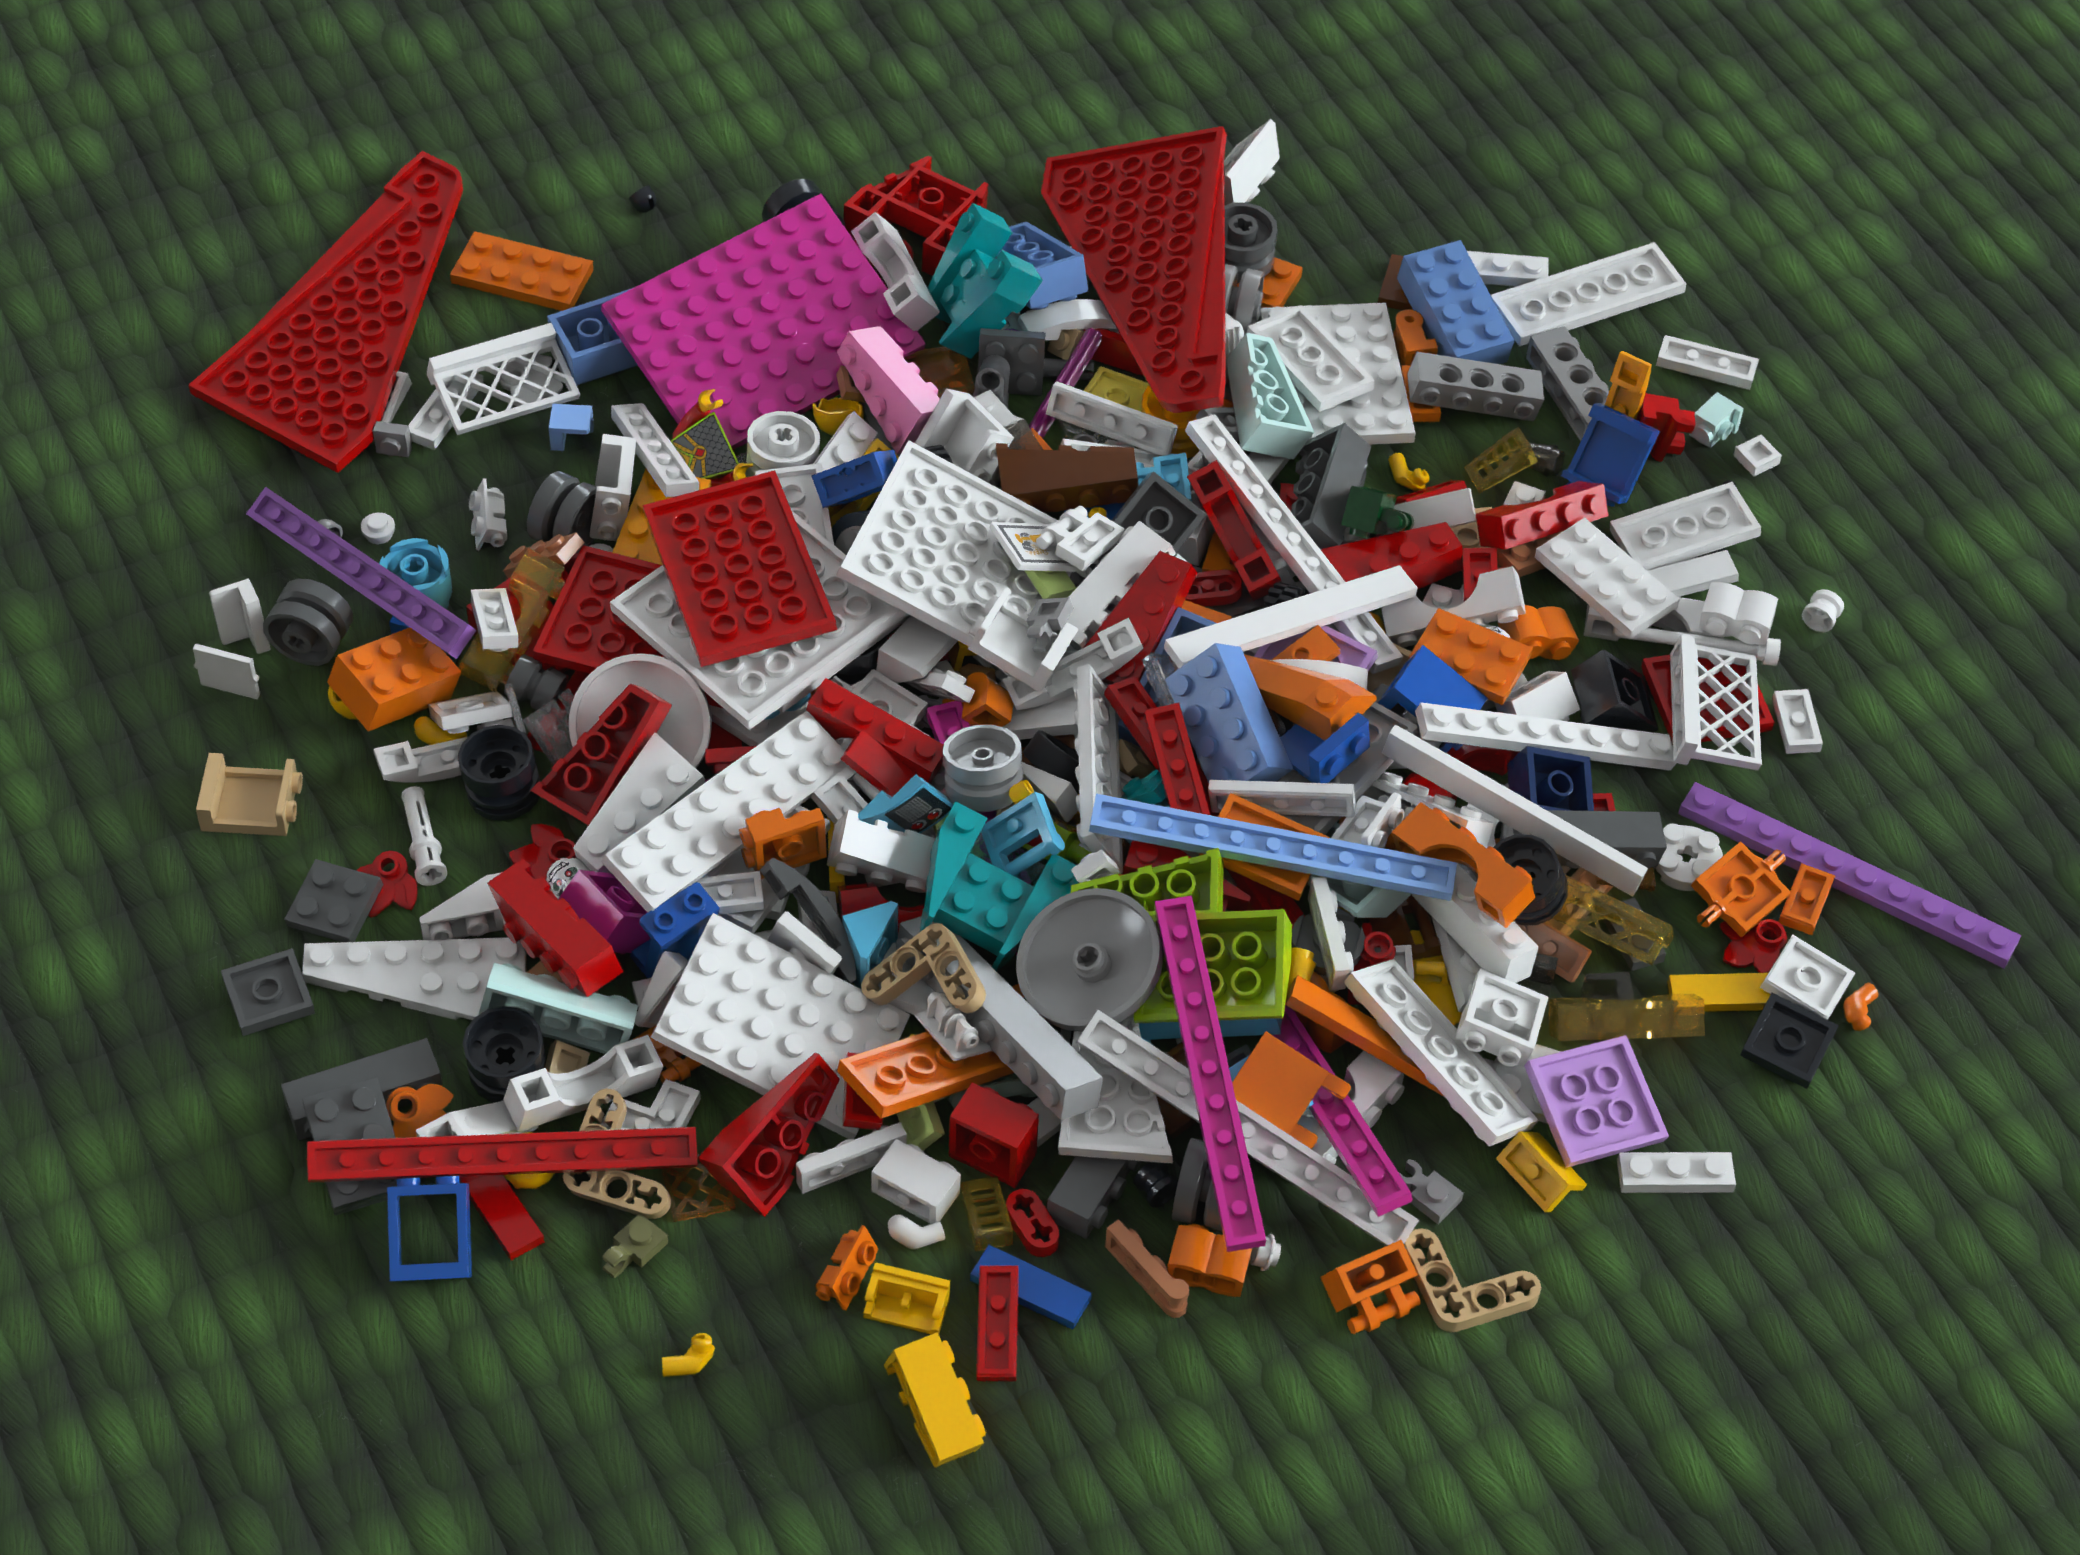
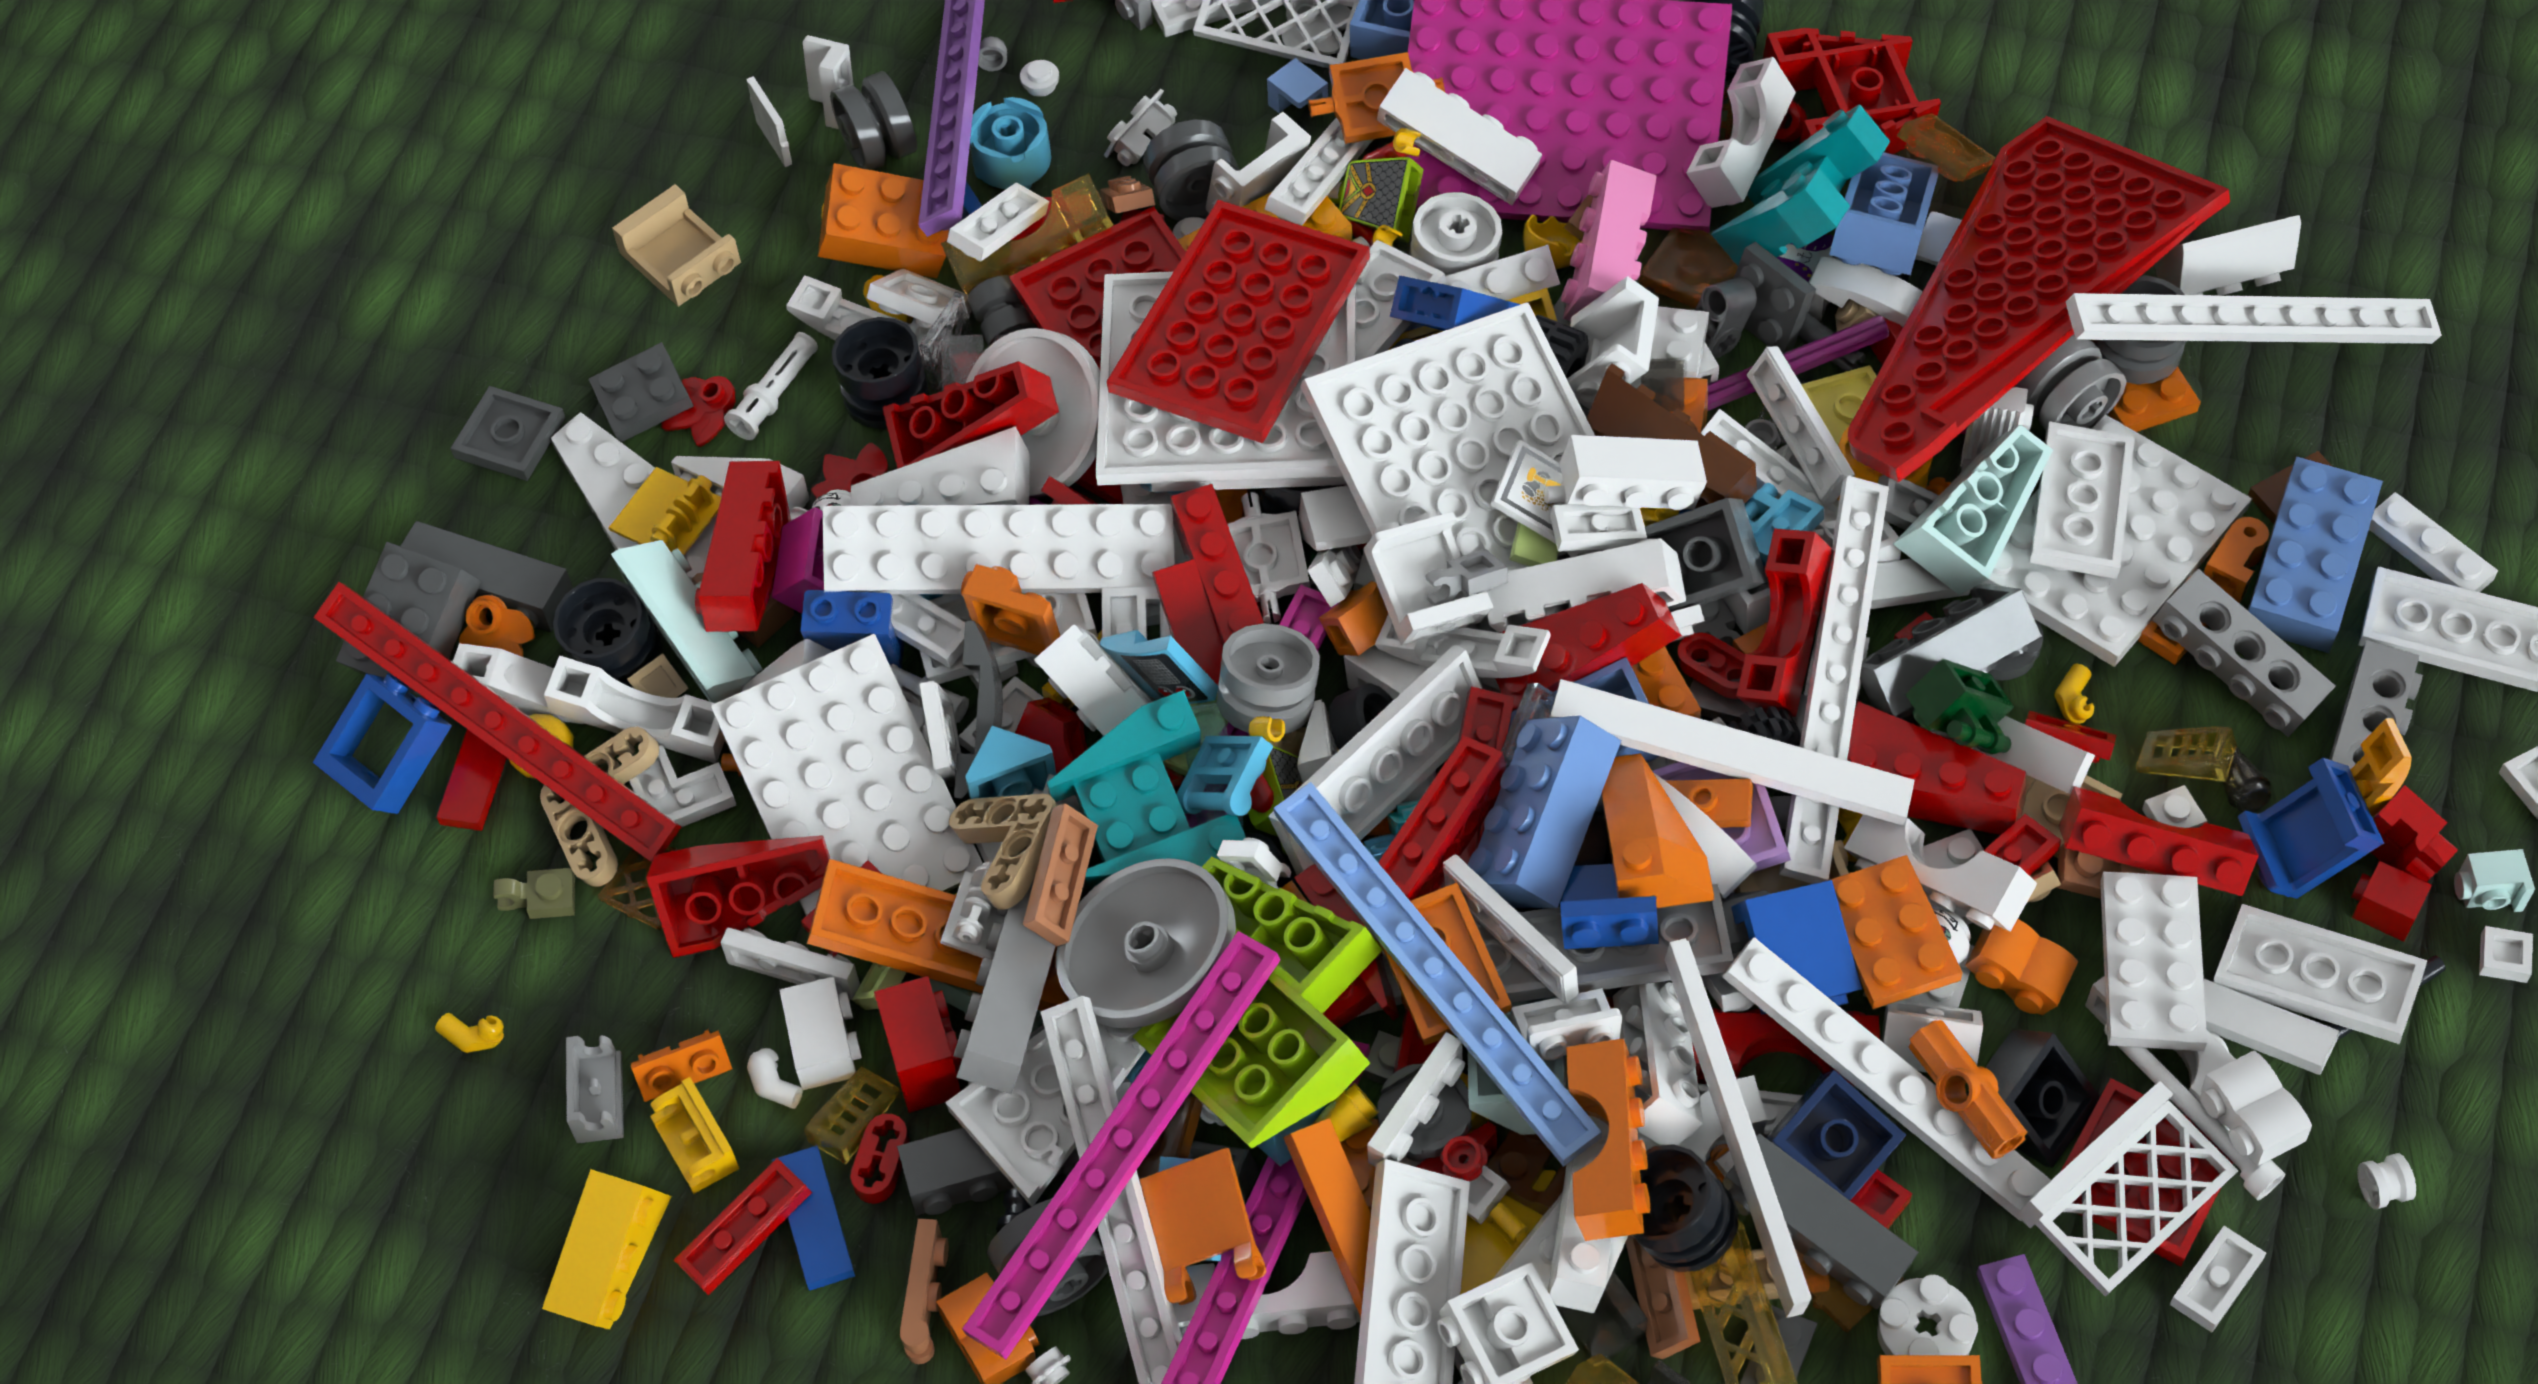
camera: 50 degrees right, 5 degrees up
(454, 955) = (668, 511): none -> yellow hinge
(648, 390) = (1358, 93): none -> orange plate
(736, 378) = (1460, 136): none -> white brick
(811, 1326) = (594, 1090): none -> light grey hinge
(994, 961) = (1060, 875): none -> nougat plate
(1033, 209) = (1952, 151): none -> clear orange plate
(1083, 494) = (1632, 472): none -> white brick
(1300, 196) = (2251, 318): none -> white plate
(1572, 703) = (1983, 1108): none -> orange piece
(1677, 467) = (2389, 900): none -> red brick

